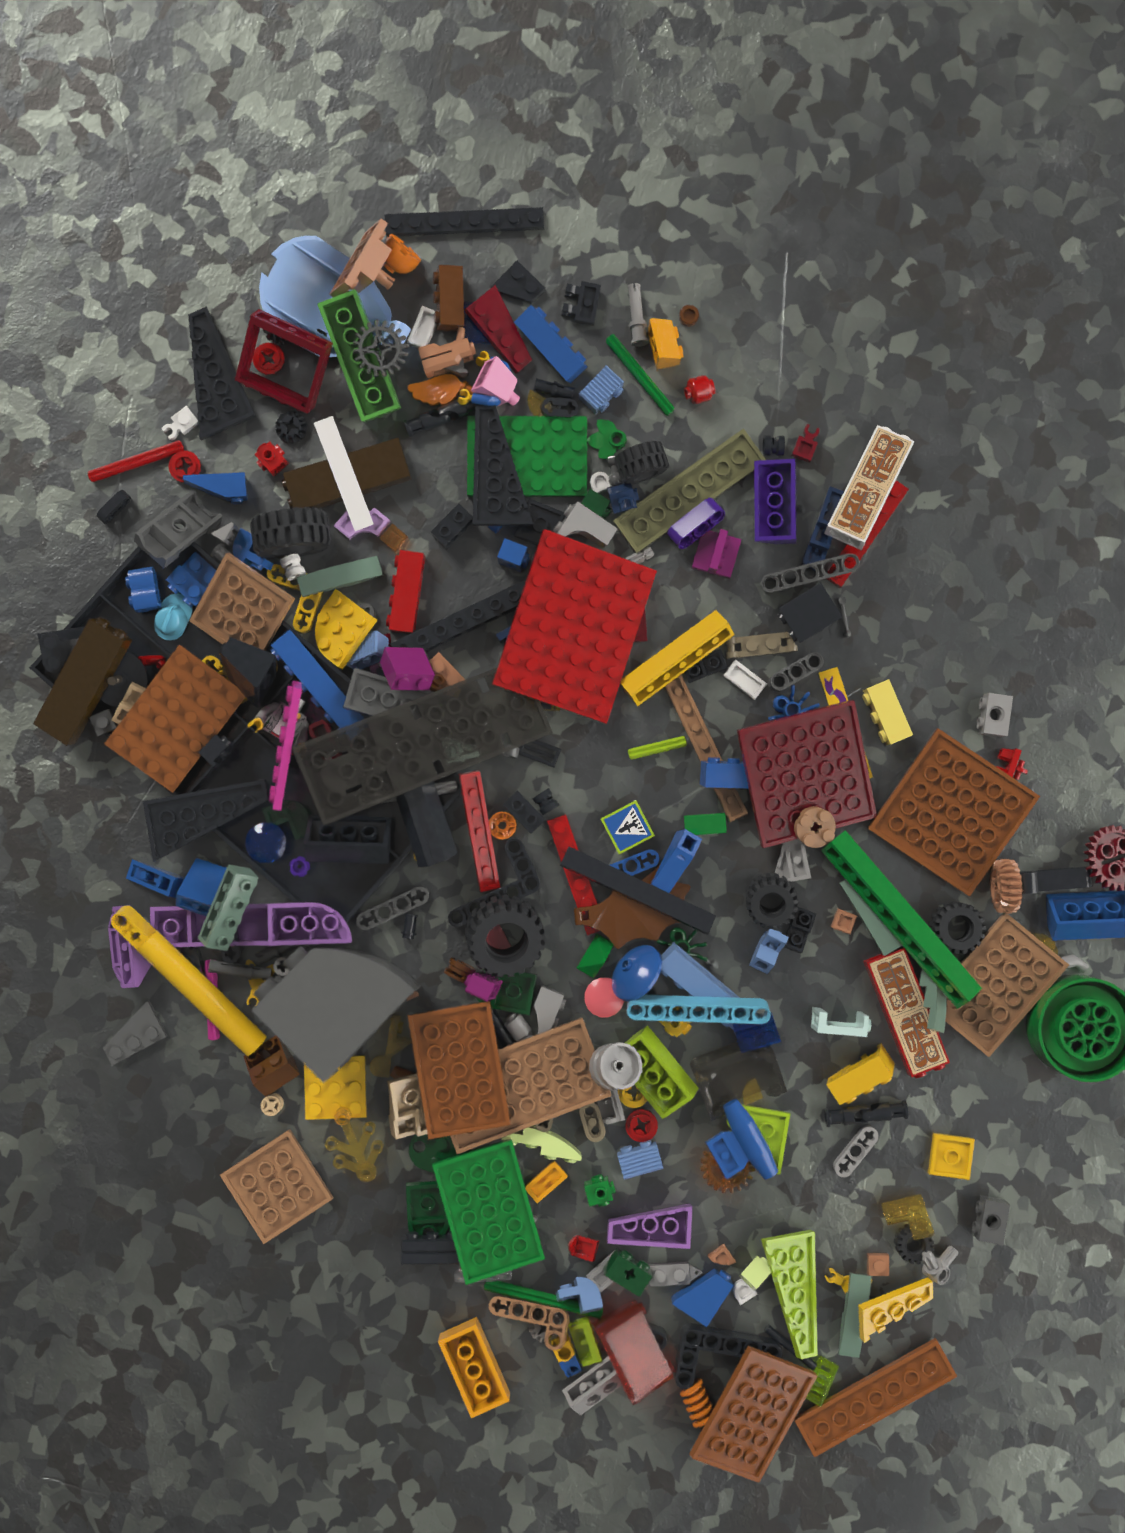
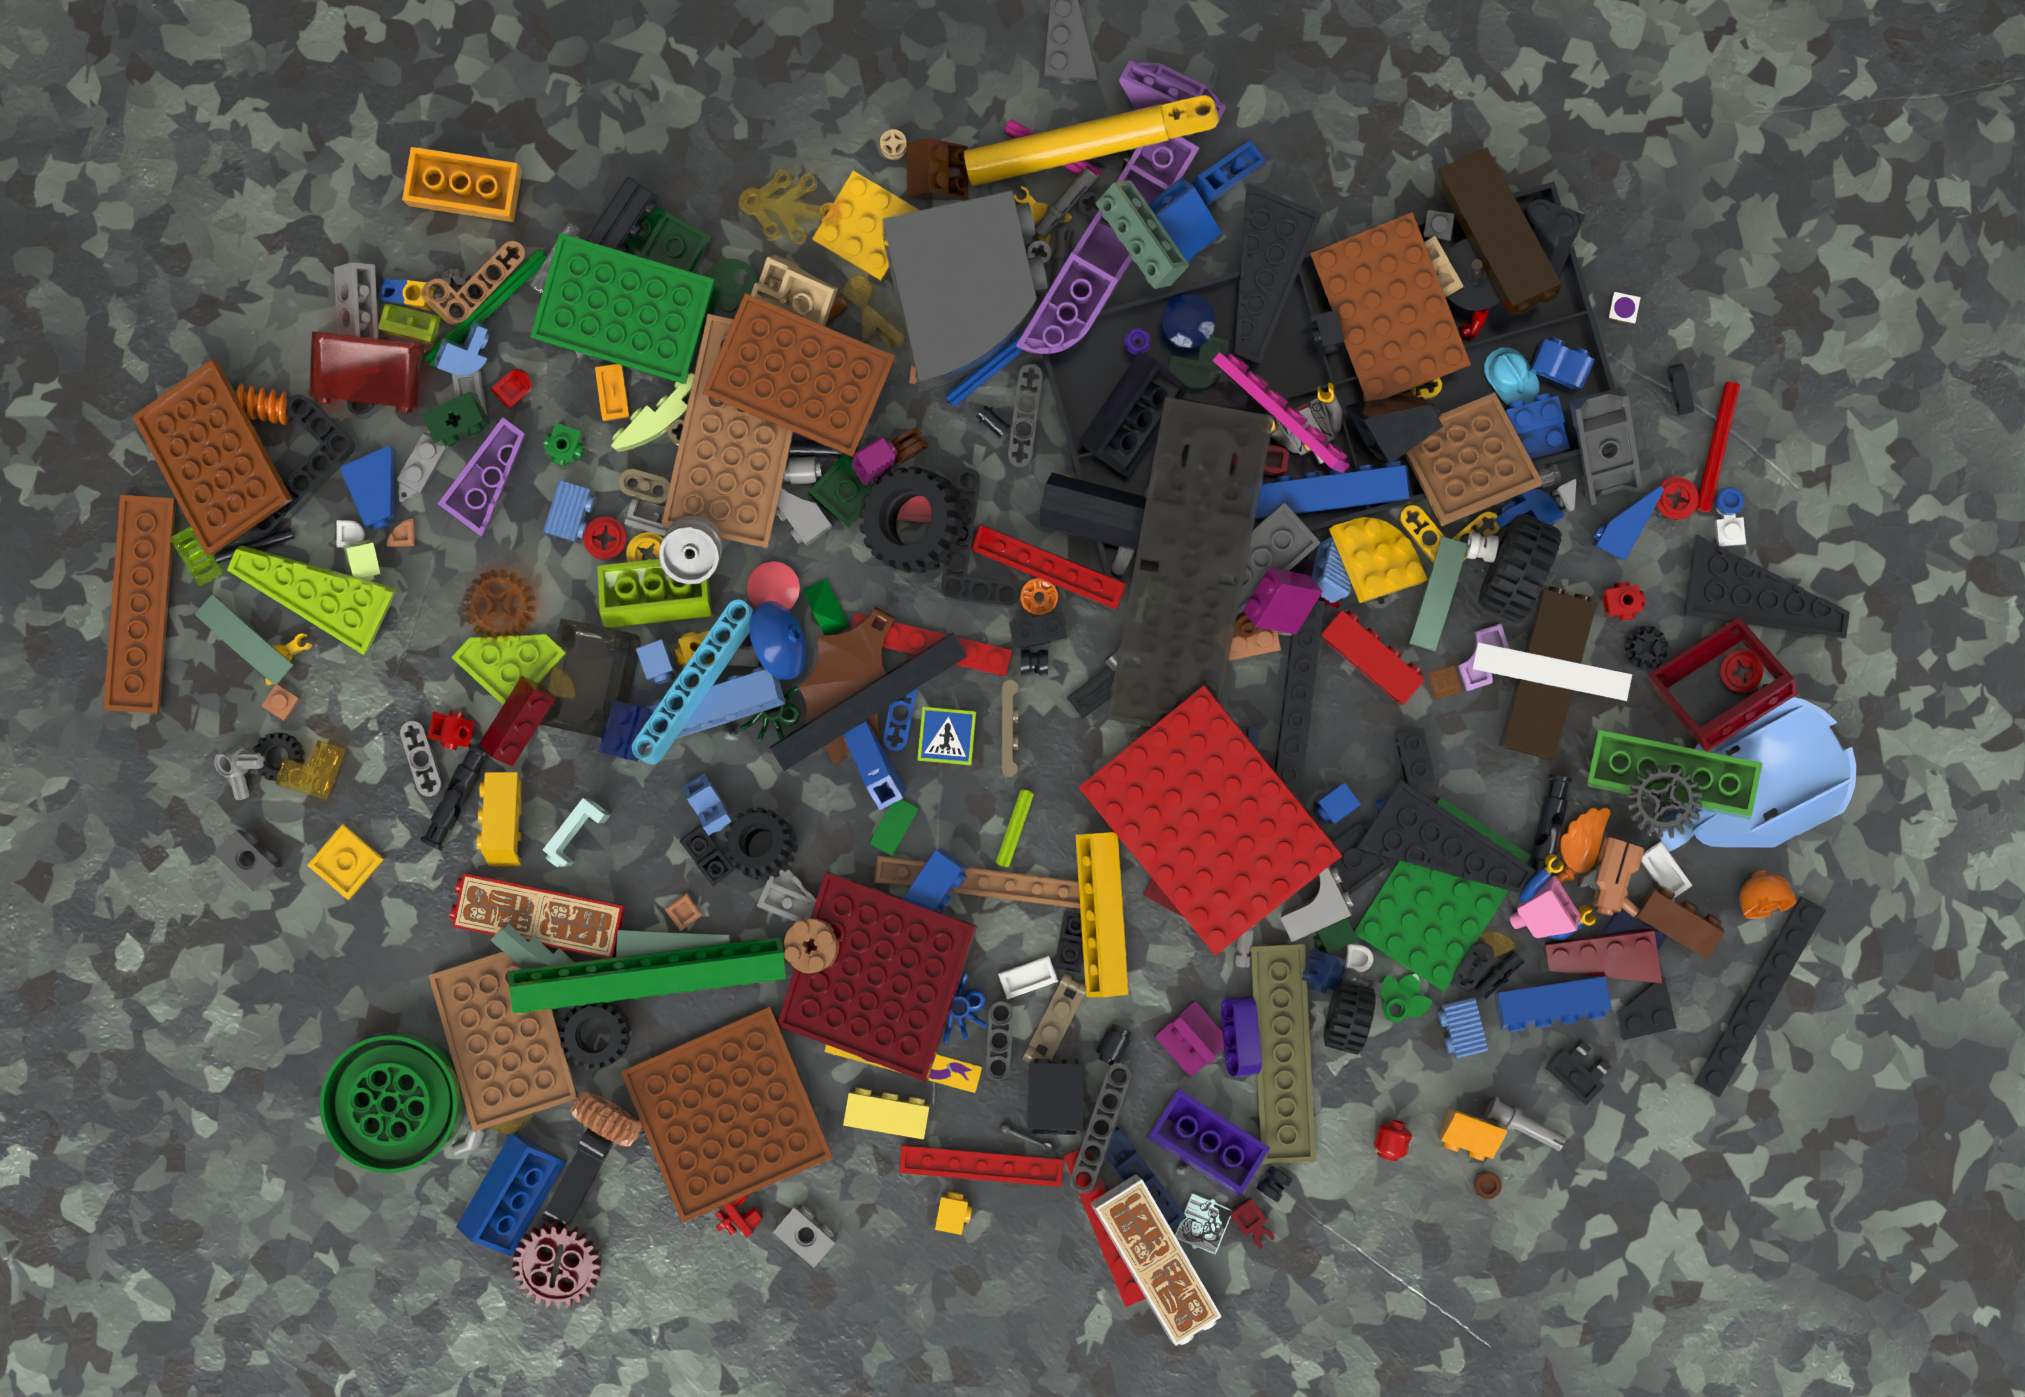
camera: 120 degrees right, 0 degrees up
(84, 574) = (1623, 308): none -> tile
(165, 431) = (1729, 501): none -> blue tile
(276, 1186) = (800, 92): medium nougat plate -> none
(366, 263) = (1777, 848): nougat brick -> none
(381, 951) = (984, 372): none -> blue axle
(604, 786) = (1009, 716): none -> dark tan plate
(640, 375) = (1453, 1084): green axle -> none
(699, 1041) = (657, 662): none -> medium blue brick
(741, 1145) = (513, 634): blue plate -> none
(752, 599) = (1113, 1044): none -> black brick
(794, 1106) = (517, 721): none -> dark red brick
(825, 473) = (1204, 1223): none -> piece
(826, 1144) = (451, 729): none -> red brick
(880, 633) = (981, 1165): none -> red plate
(892, 1306) = (227, 687): yellow wing -> none
(921, 632) = (953, 1213): none -> yellow brick

